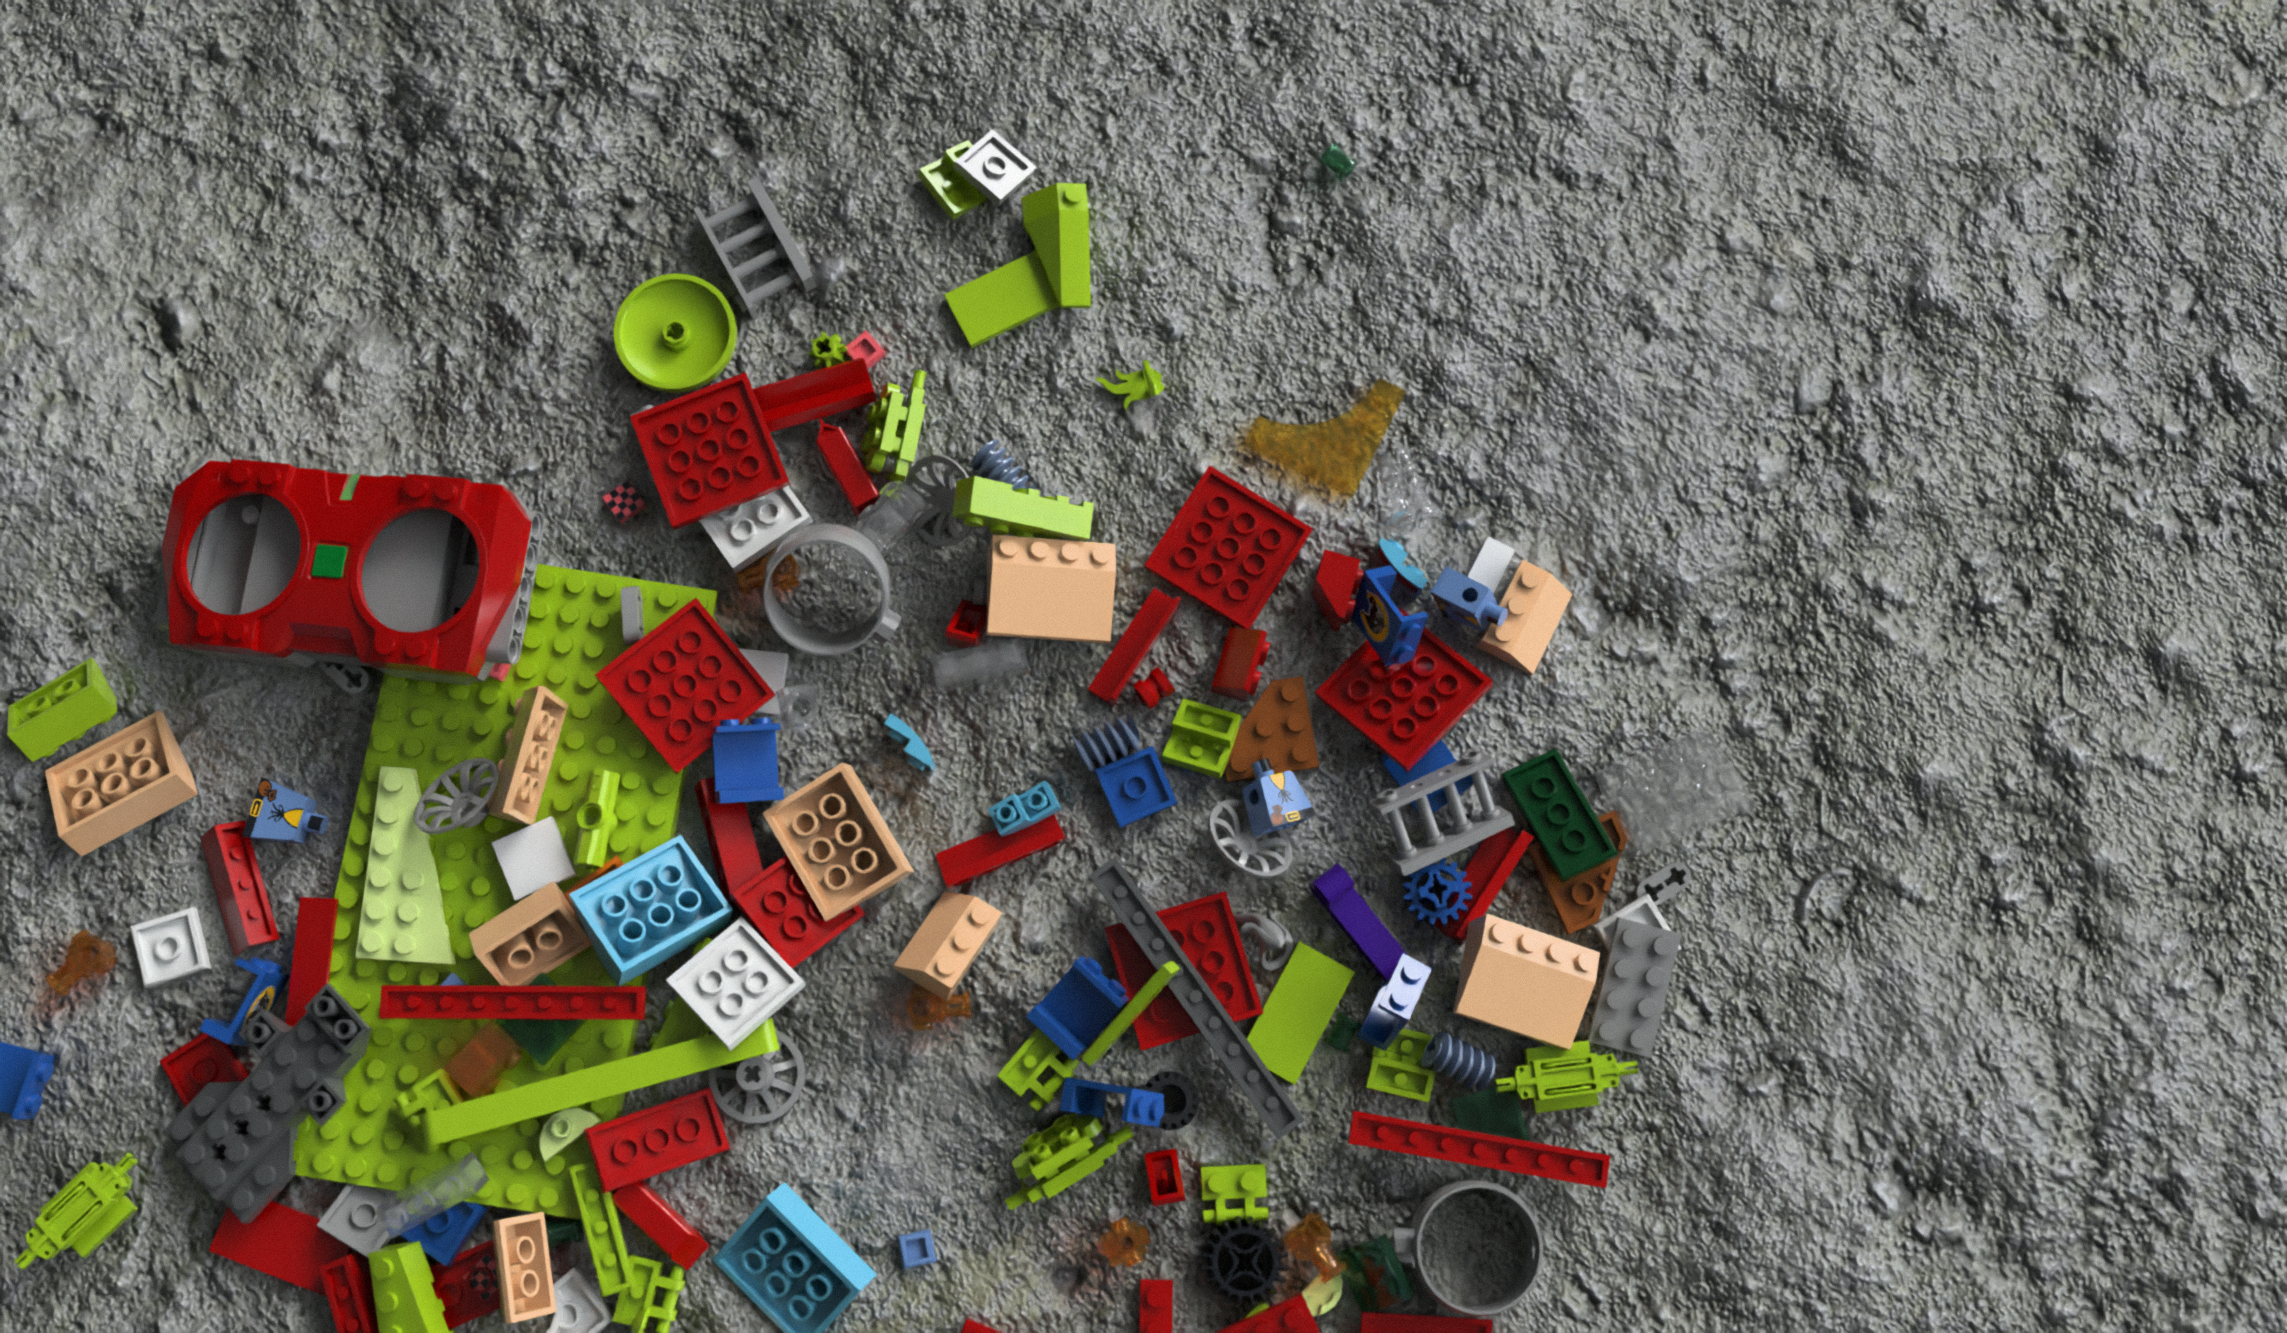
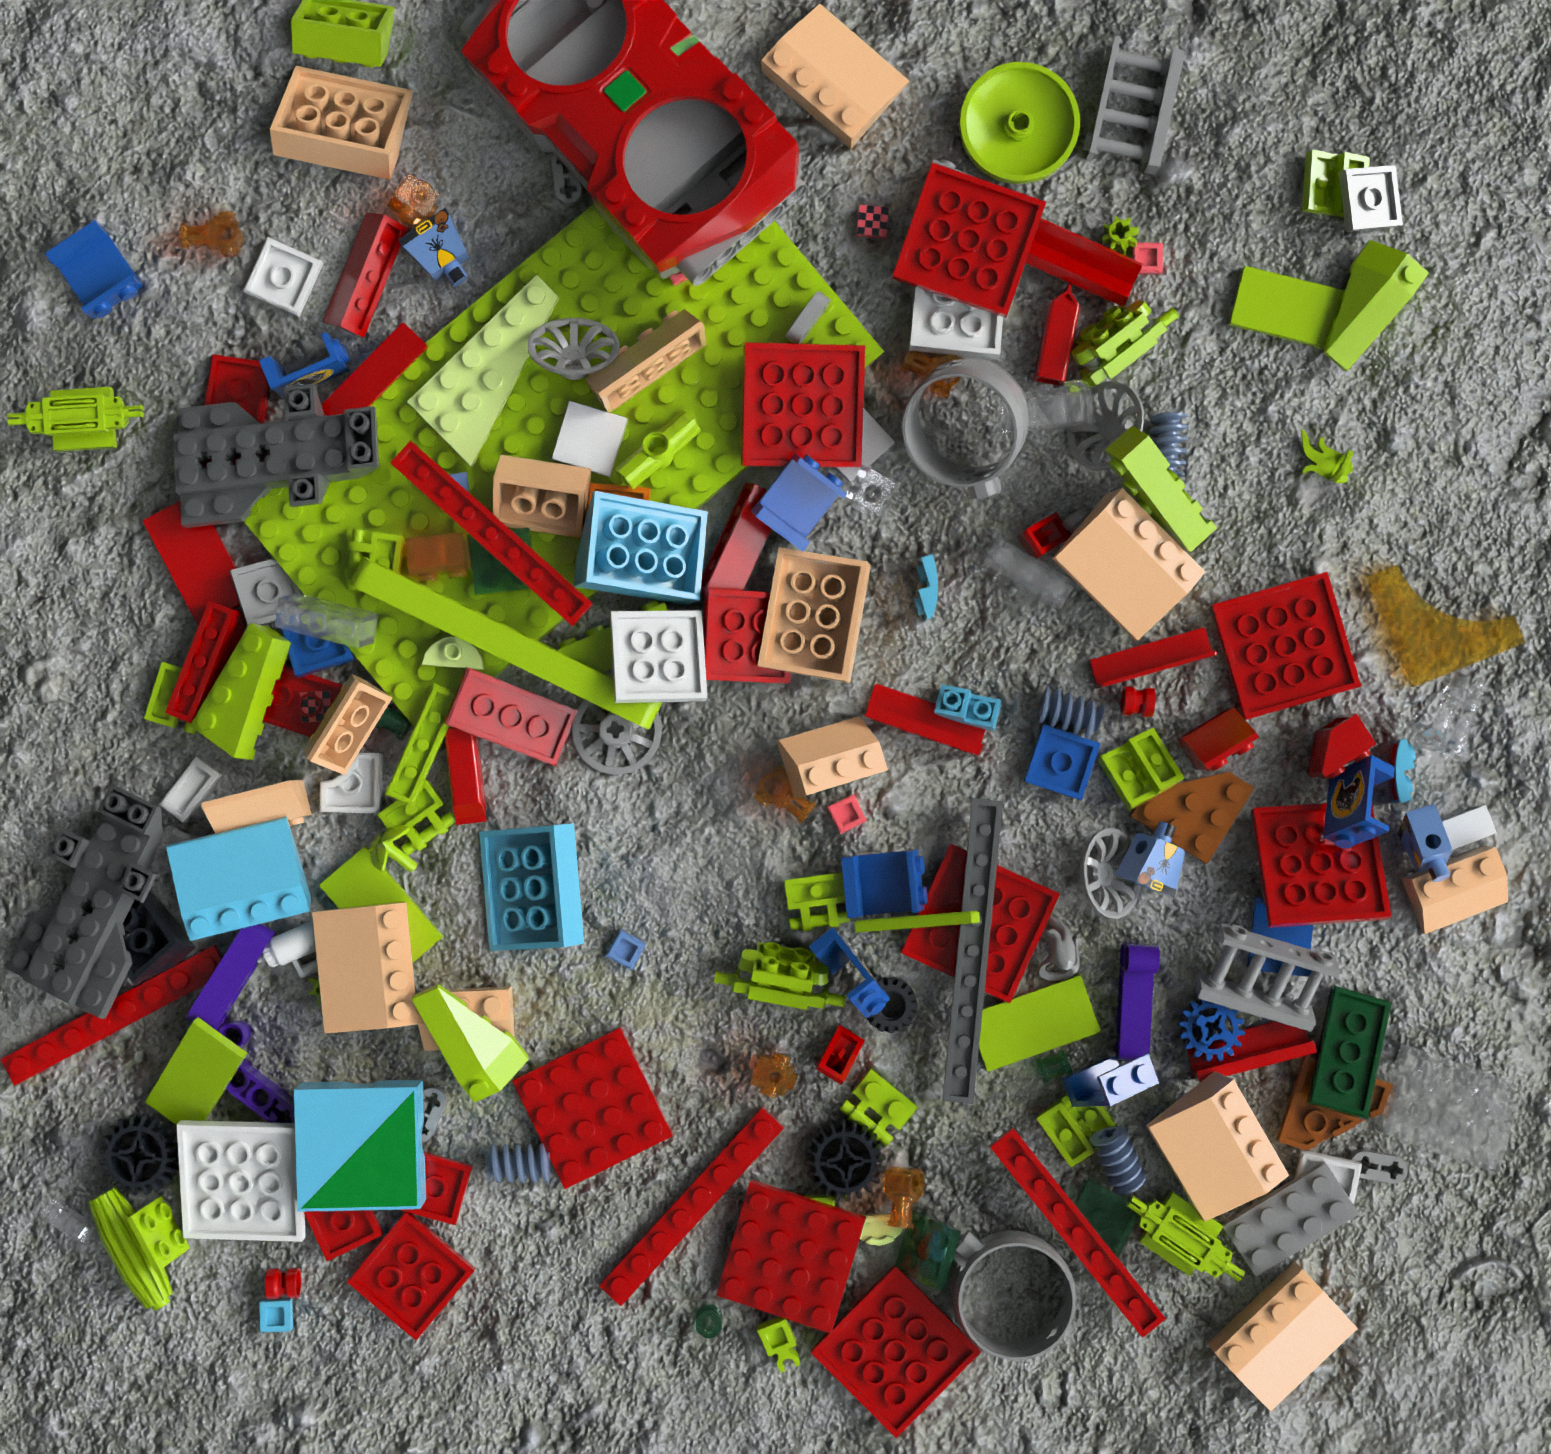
camera: 40 degrees right, 10 degrees up
(230, 793) = (413, 200): none -> clear orange brick
(497, 418) = (833, 75): none -> light nougat slope
(1002, 978) = (846, 814): none -> coral tile
(1714, 1087) = (1282, 1336): none -> light nougat slope

